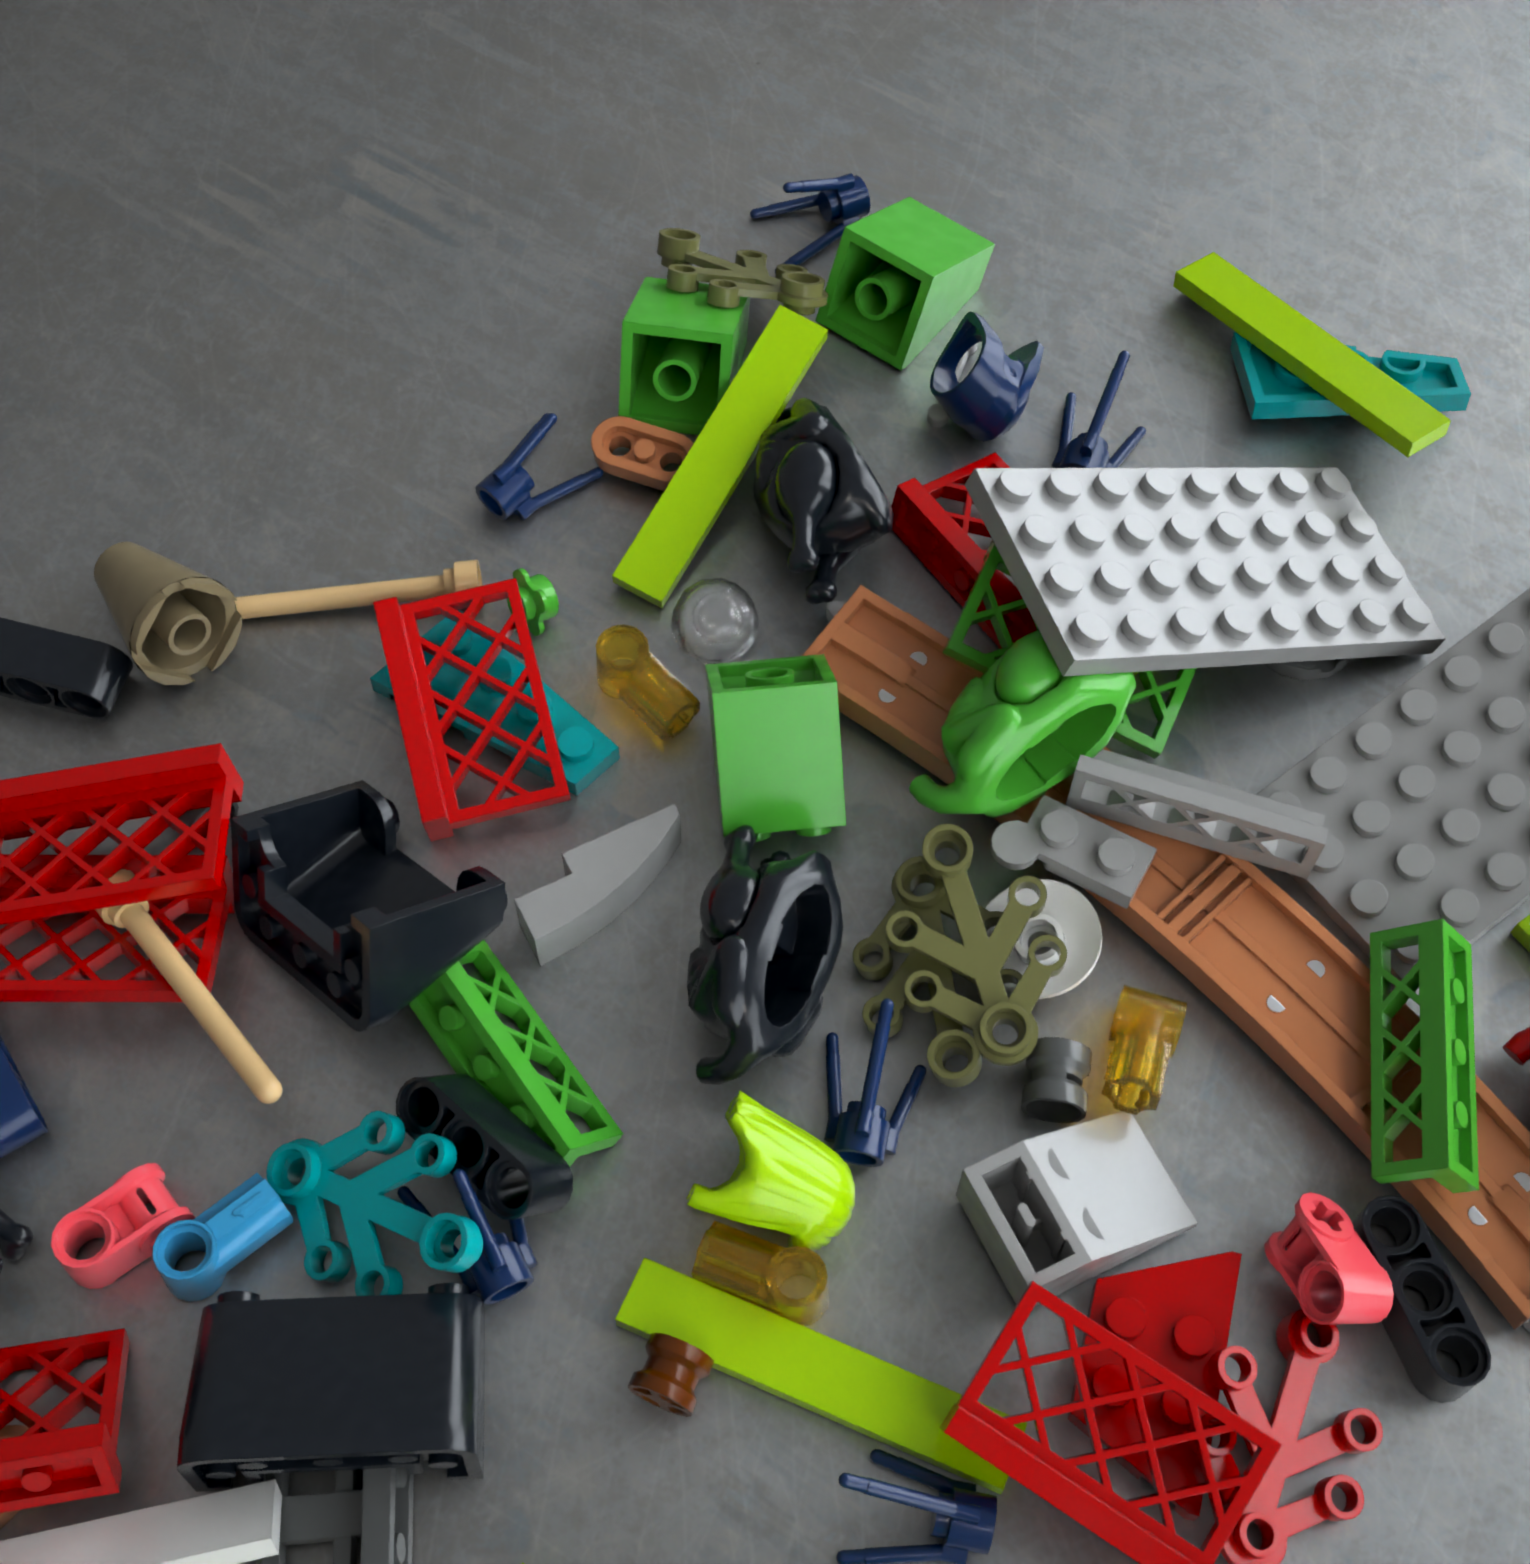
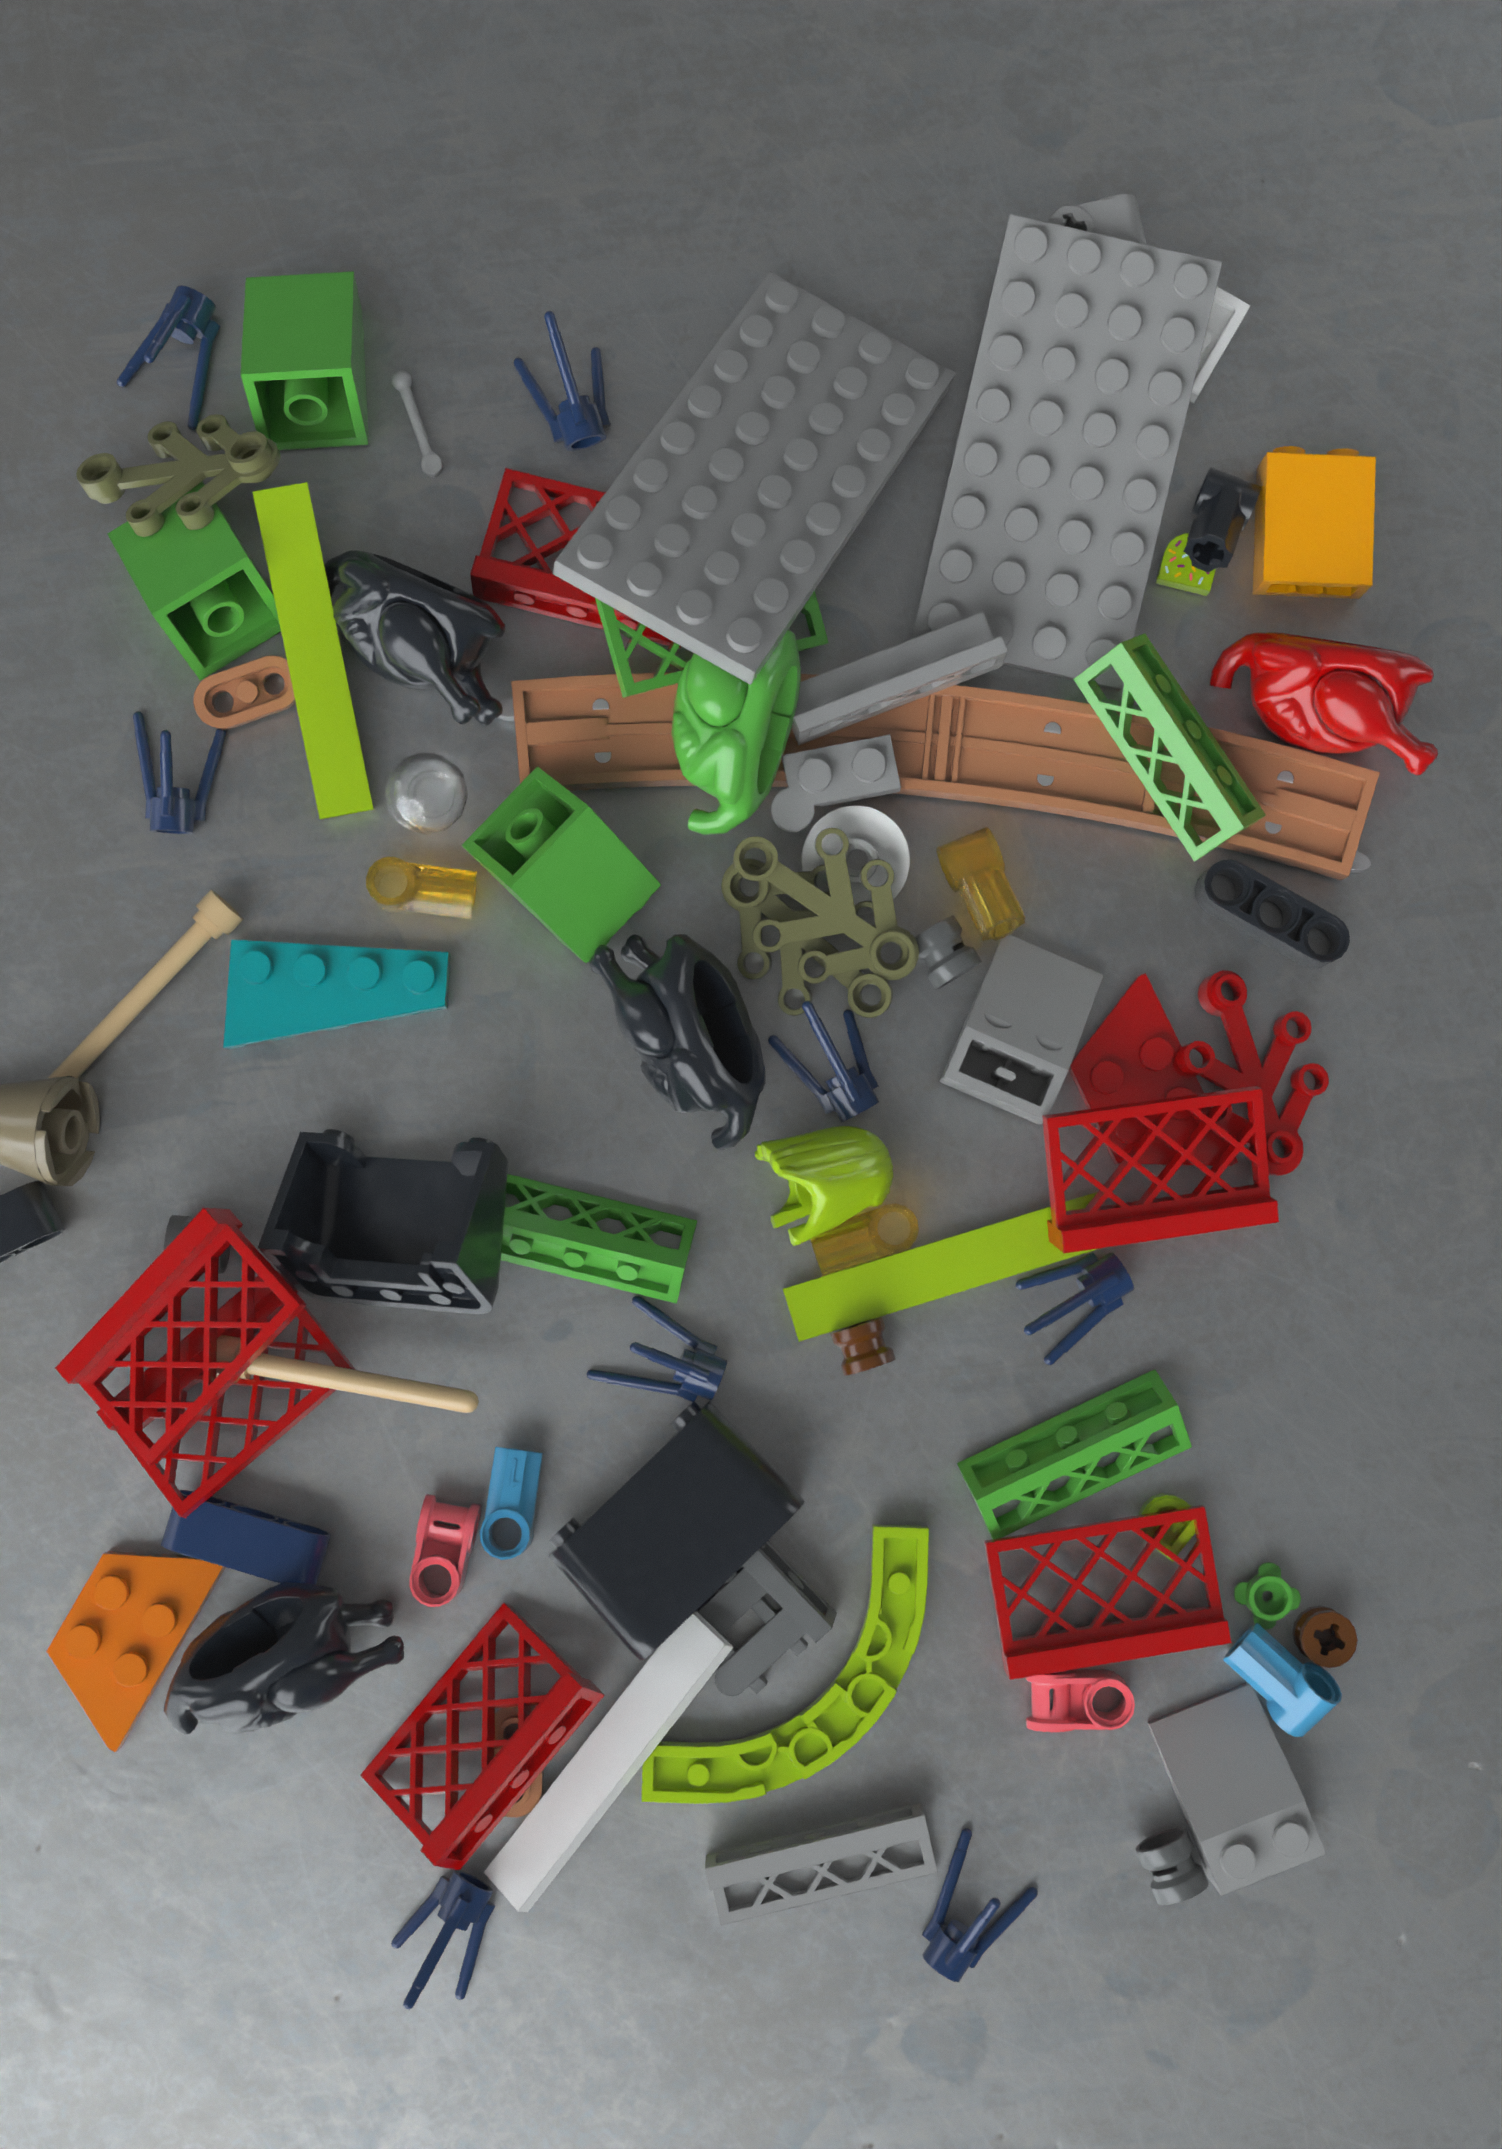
camera: 40 degrees left, 25 degrees up
(364, 1203) = (586, 1409): teal plant -> none
(420, 719) = (296, 1053): red fence -> none
(501, 1155) = (624, 1309): black beam -> none
(538, 599) = (280, 888): bright green plate -> none
(598, 884) = (530, 1066): light grey slope -> none
(994, 390) = (468, 417): dark blue helmet -> none
(1278, 393) = (696, 196): teal wing -> none
(1312, 354) = (674, 179): lime tile -> none
(1330, 1267) = (1209, 945): coral piece -> none

